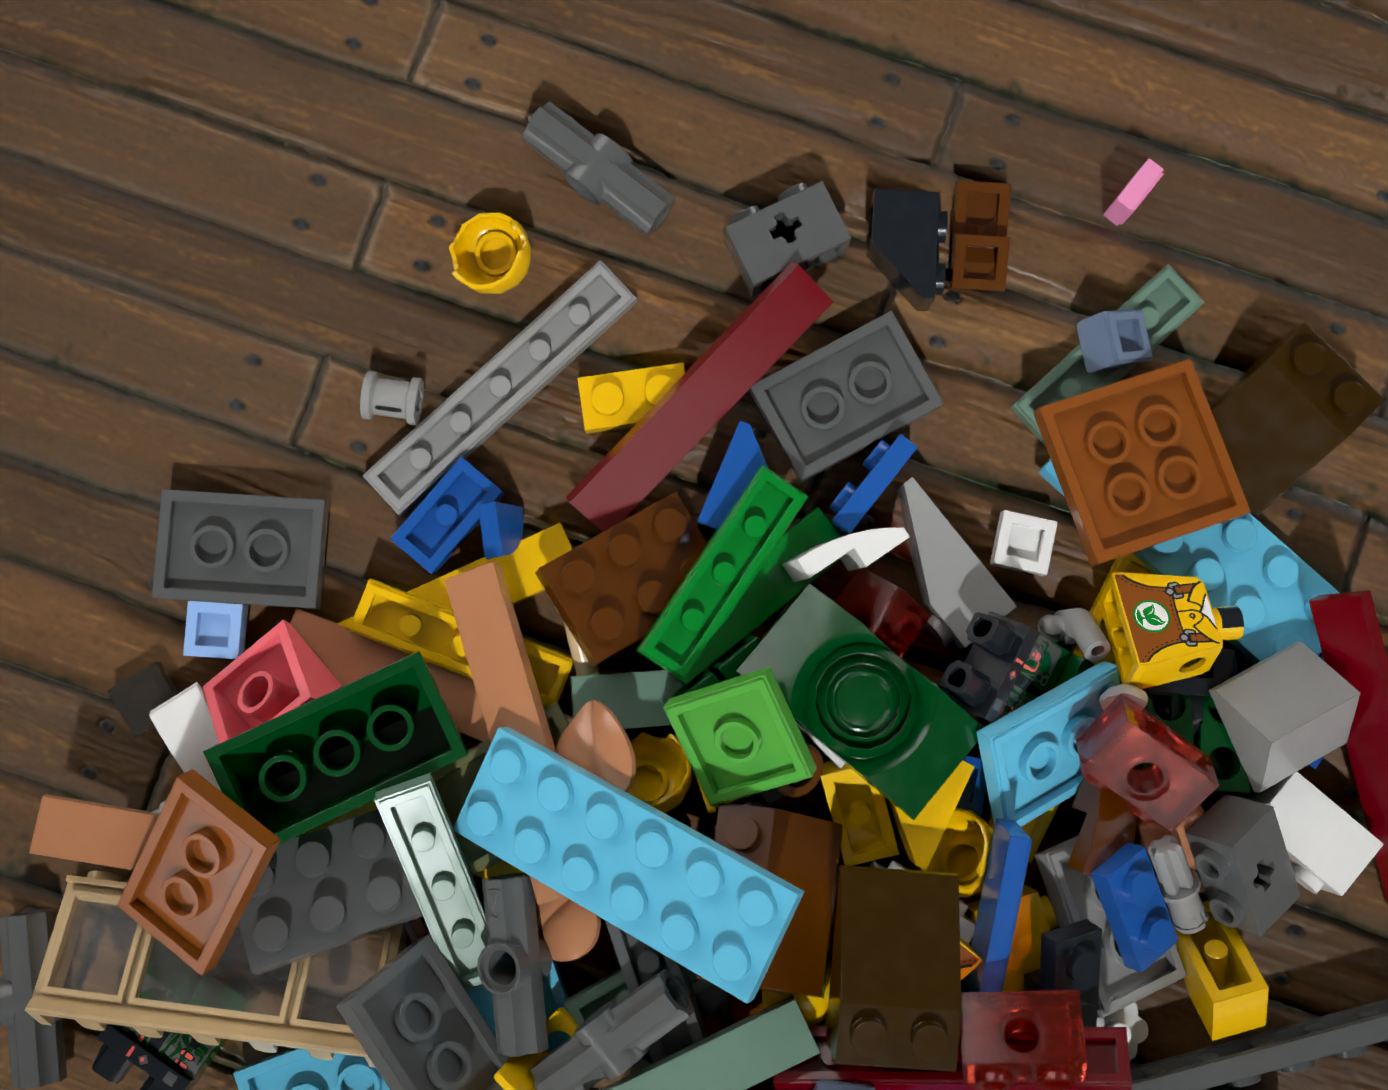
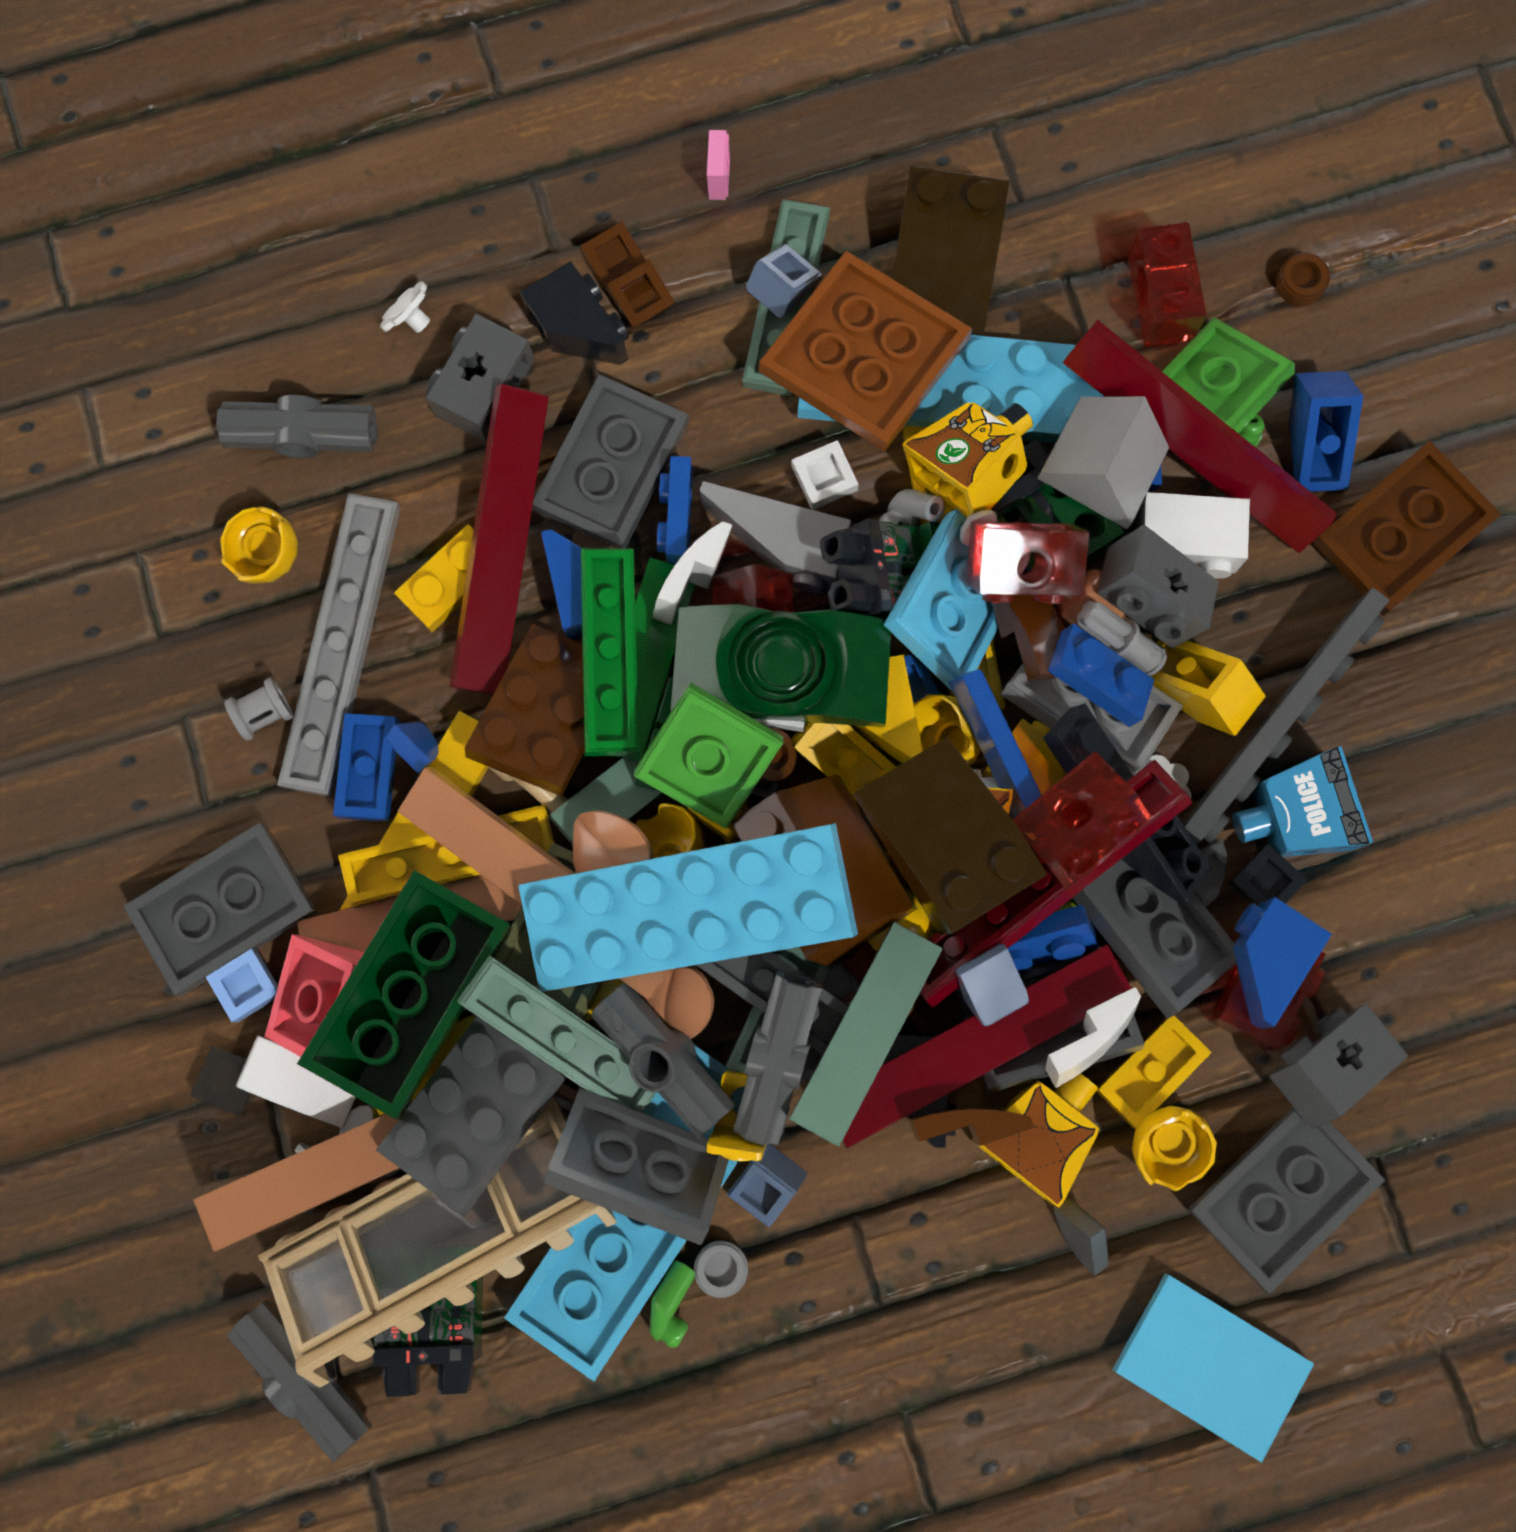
camera: 30 degrees left, 5 degrees down
(197, 871) = (359, 1162): dark orange plate -> none
(766, 129) = (407, 310): none -> white plant

